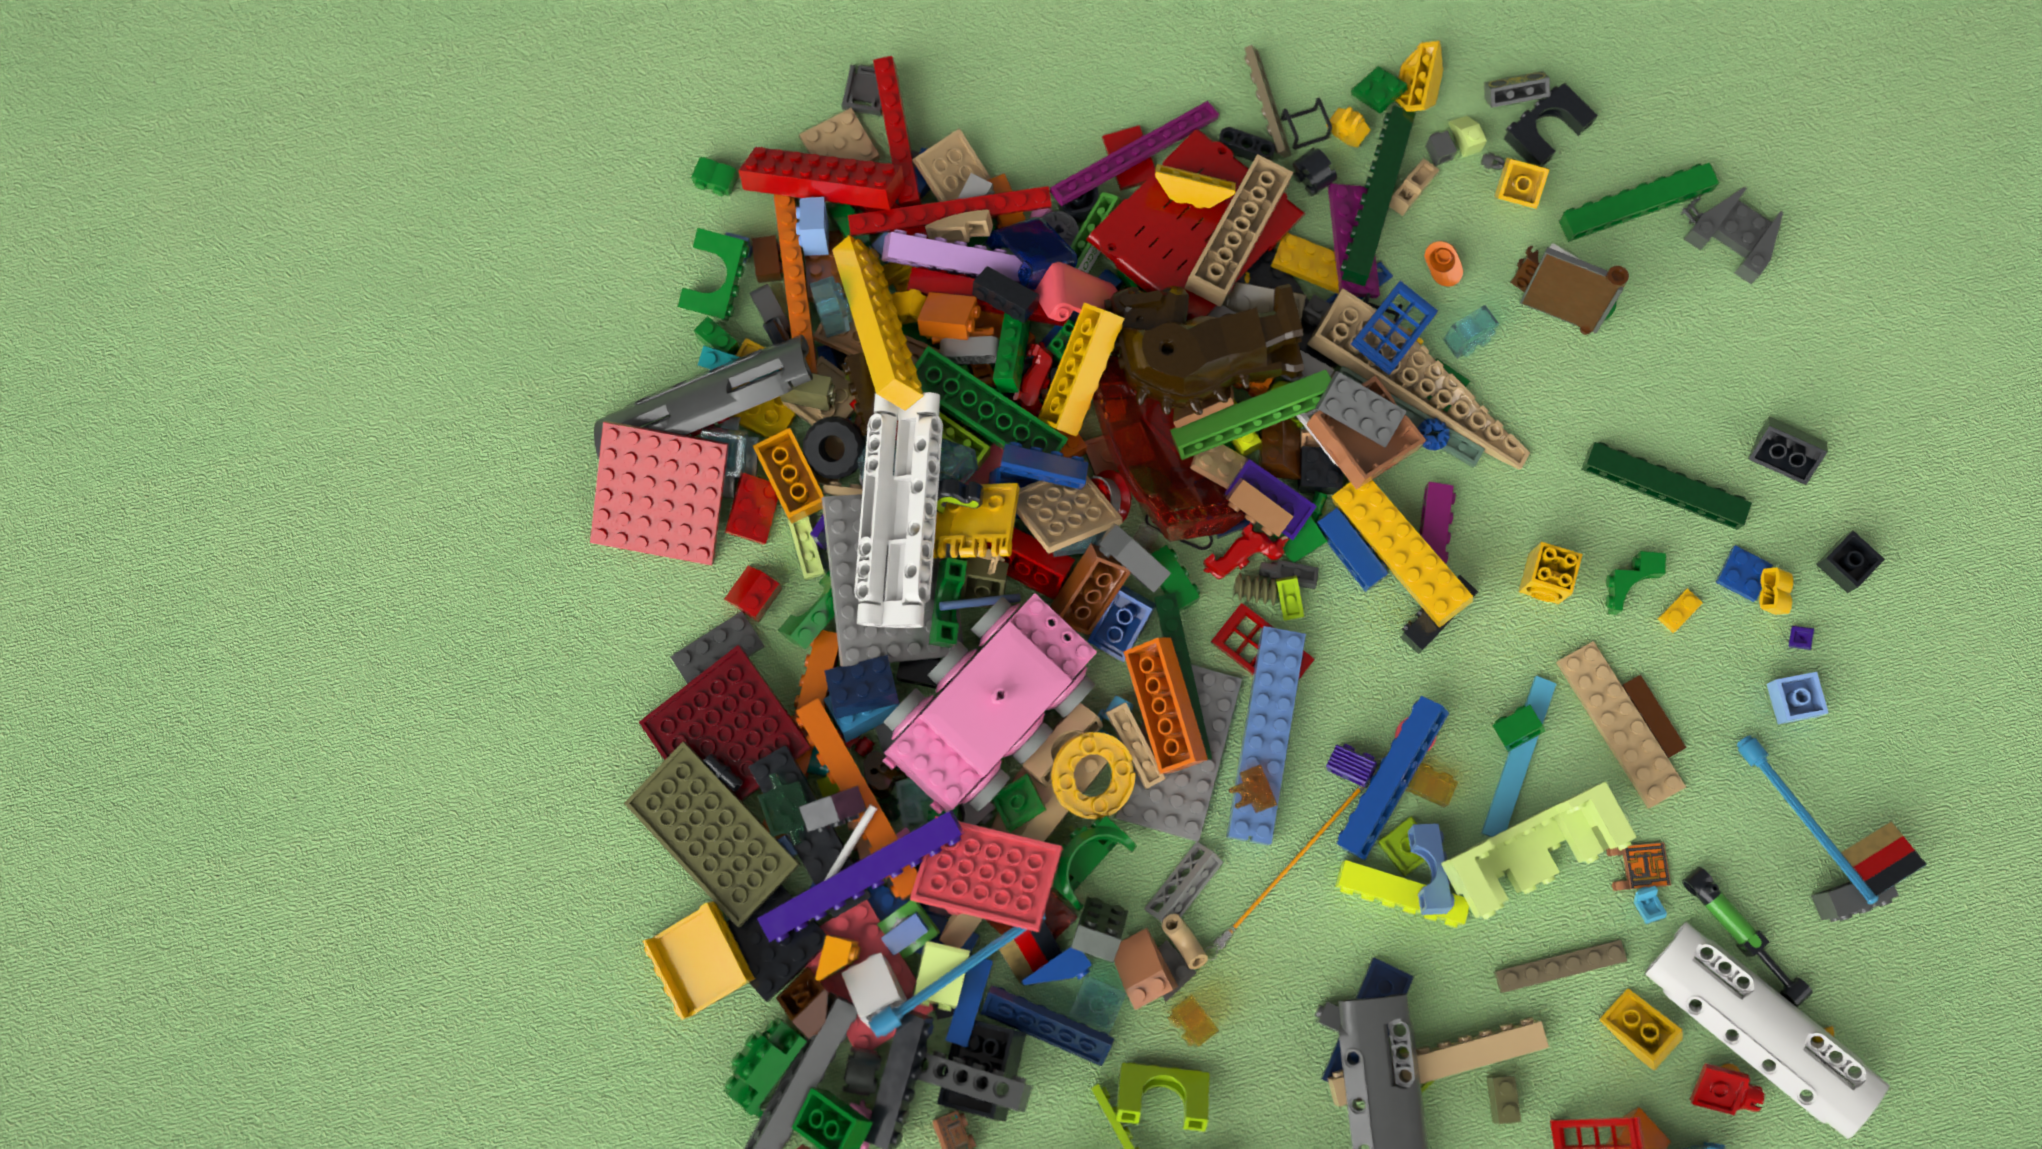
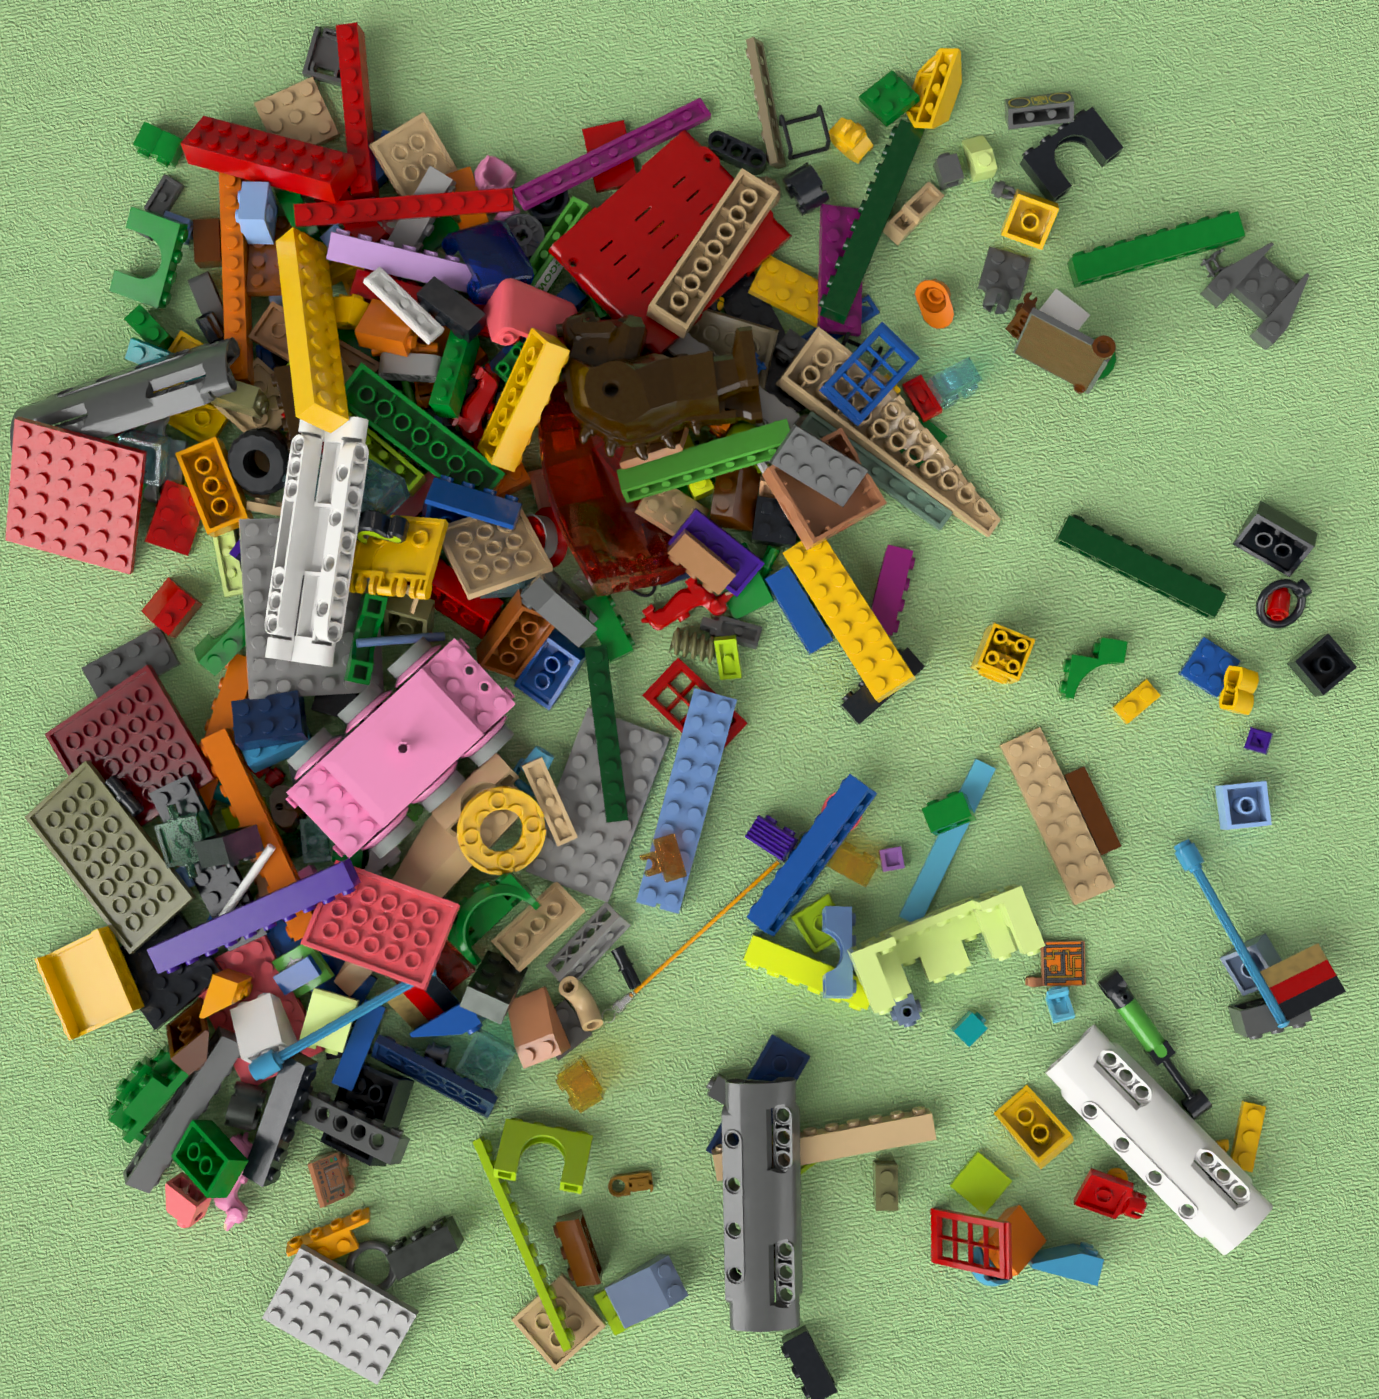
camera: 10 degrees right, 10 degrees up
(719, 223) = (163, 197): none -> dark grey tile
(831, 306) = (265, 306): clear light blue brick -> none
(961, 226) = (413, 227): tan slope -> none
(961, 293) = (403, 305): none -> white tile
(1018, 803) = (424, 851): green plate -> none
(1026, 177) = (494, 174): none -> bright pink hair
(1047, 1001) = (438, 1053): none -> flat silver brick
(1134, 870) = (538, 928): none -> tan plate
(1165, 705) = (583, 763): orange brick -> none
(1193, 187) = (668, 199): yellow wedge -> none
(1223, 903) = (626, 967): none -> black axle
(1252, 1119) = (633, 1182): none -> pearl gold piece
(1441, 439) = (894, 502): blue gear -> none
(1442, 348) = (922, 398): none -> red plate
(1468, 777) = (891, 859): none -> medium lavender plate
(1502, 238) = (1002, 278): none -> dark grey plate
(1508, 919) = (909, 1018): none -> sand blue brick
(1560, 966) = (961, 1057): dark tan plate -> none
(1565, 935) = (970, 1027): none -> teal brick
(1596, 1089) = (980, 1182): none -> lime tile
(1800, 508) = (1278, 604): none -> red brick
(1818, 494) = (1299, 589): none -> black piece
(1819, 858) = (1263, 955): none -> sand blue slope
(1850, 1019) = (1247, 1134): none -> yellow plate

